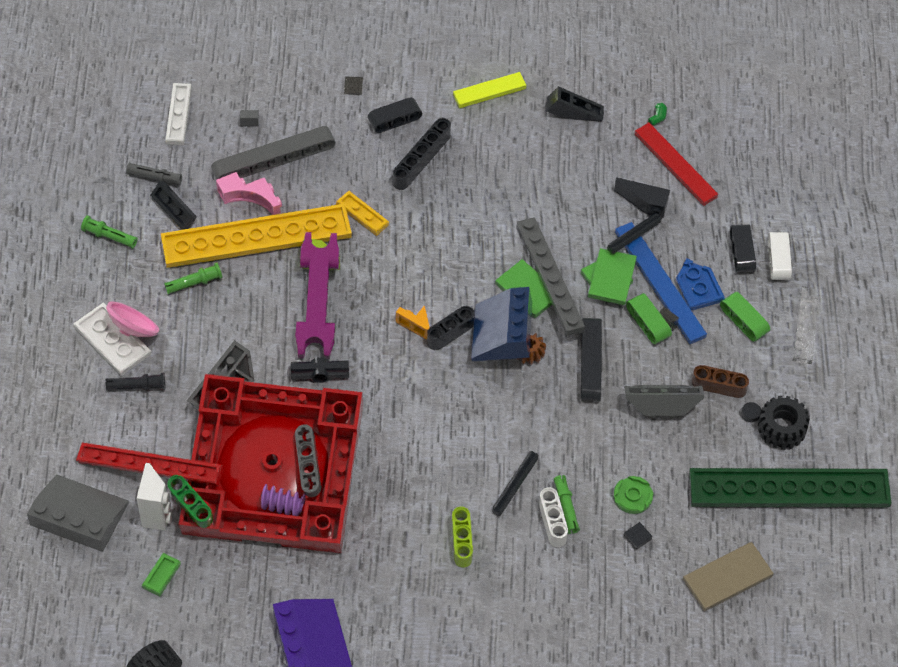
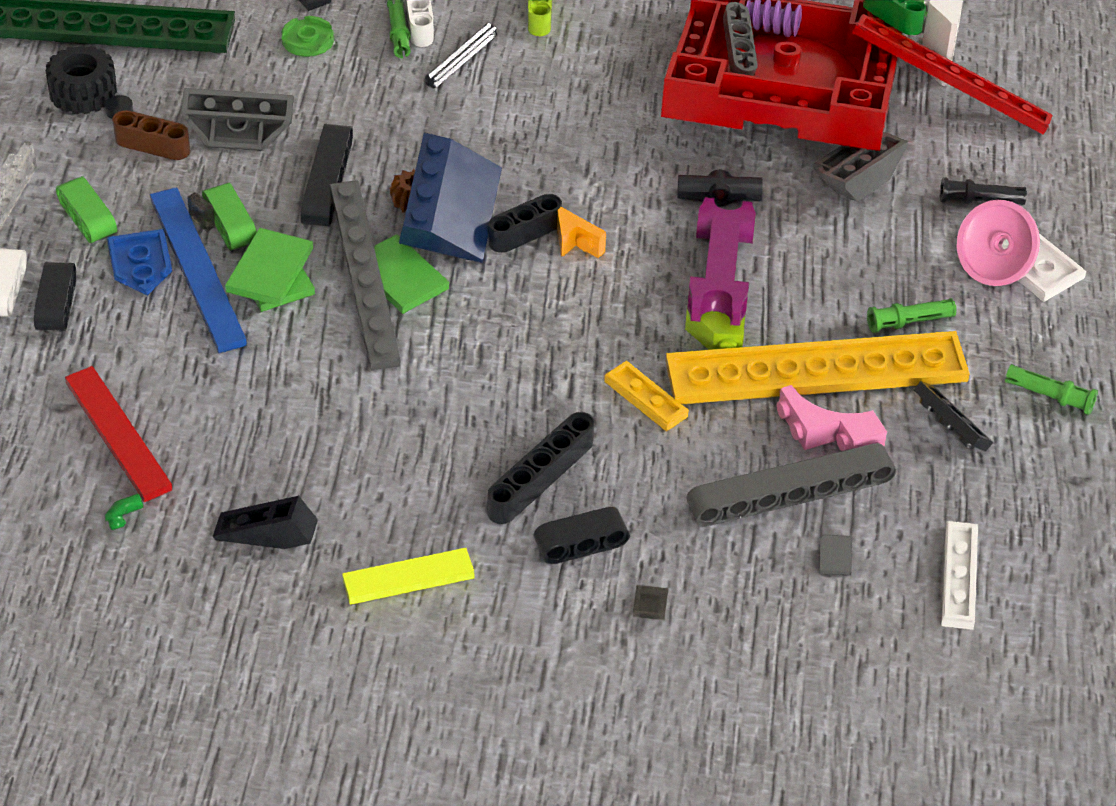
camera: 175 degrees left, 10 degrees down
(77, 512) = (1041, 59): dark grey slope -> none
(155, 174) = (985, 469): dark grey pin -> none
(634, 233) = (219, 317): black axle -> none
(643, 196) = (184, 375): black slope -> none

